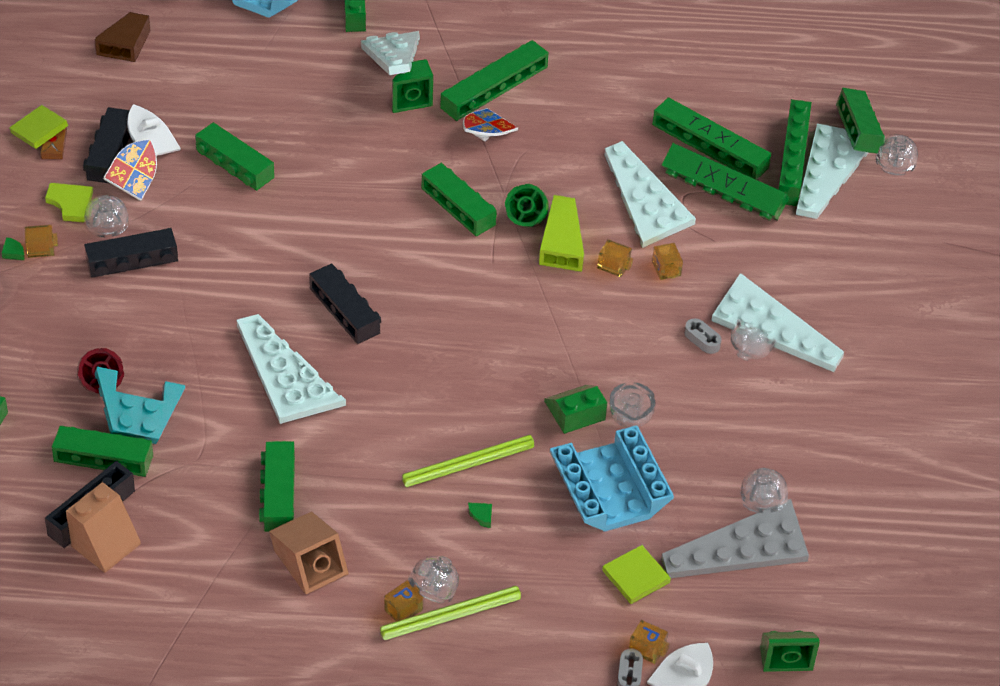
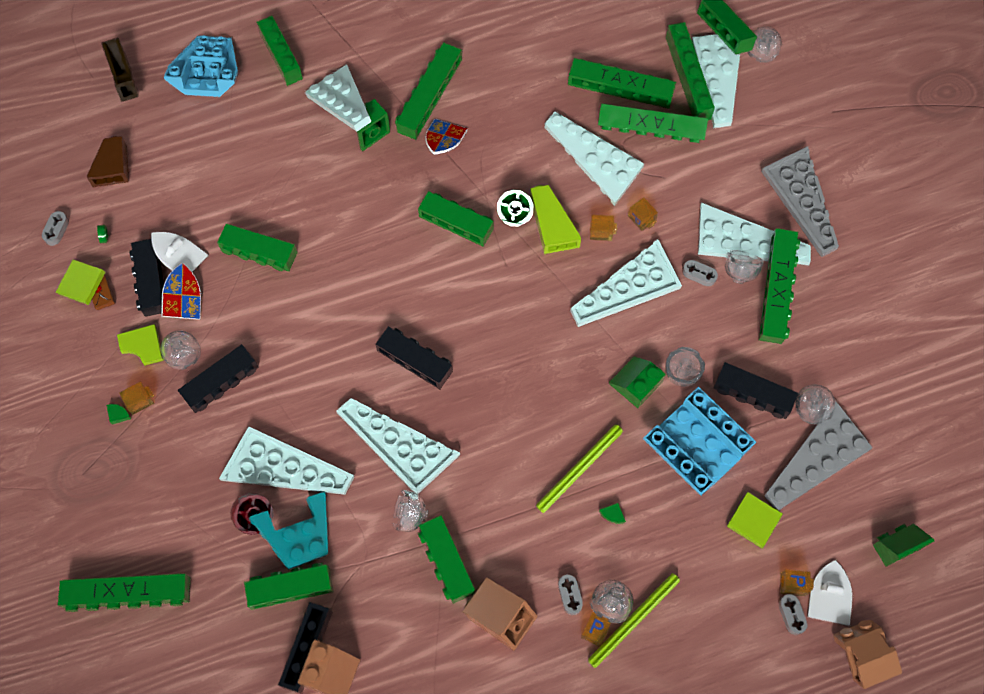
camera: 20 degrees left, 20 degrees up
(38, 75) = (57, 229): none -> light grey beam
(83, 94) = (102, 233): none -> green tile
(149, 344) = (273, 463): none -> light aqua wing
(263, 428) = (409, 512): none -> clear cylinder
(399, 566) = (575, 593): none -> light grey beam
(621, 319) = (635, 283): none -> light aqua wing
(702, 457) = (755, 390): none -> black brick
(782, 371) = (779, 286): none -> green brick
(860, 303) = (802, 195): none -> light grey wing

